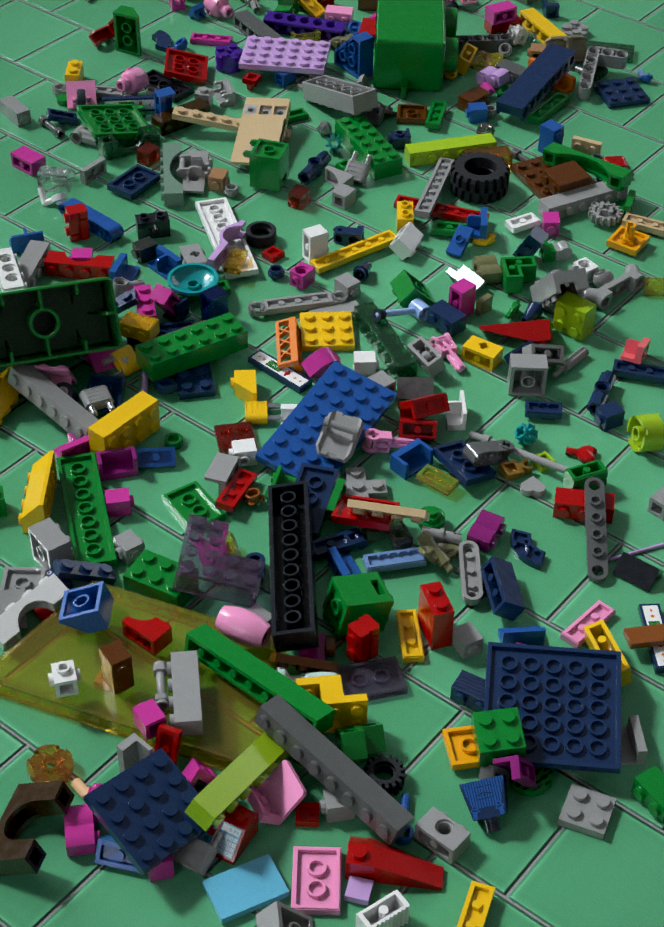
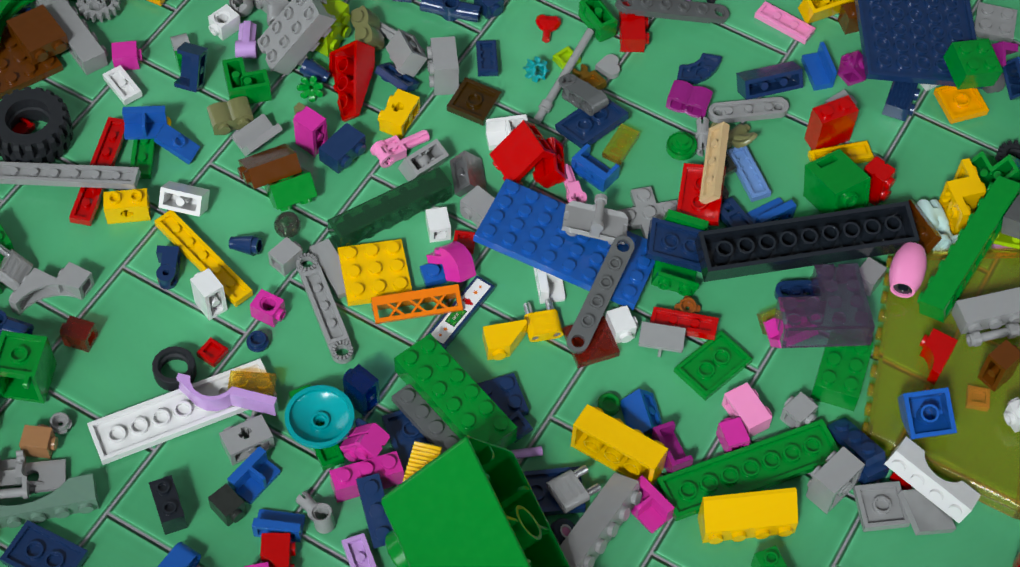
camera: 100 degrees left, 15 degrees up
(140, 514) = (745, 403): none -> bright pink brick
(267, 429) = (600, 294): none -> dark grey plate
(377, 289) = (290, 230): none -> clear smoke piece
(377, 678) = (910, 180): tile -> none
(416, 307) = (326, 177): light blue piece -> none
(428, 277) = (269, 166): none -> reddish brown brick
(494, 397) = (474, 101): none -> dark brown plate
(572, 336) = (367, 27): none -> olive brick

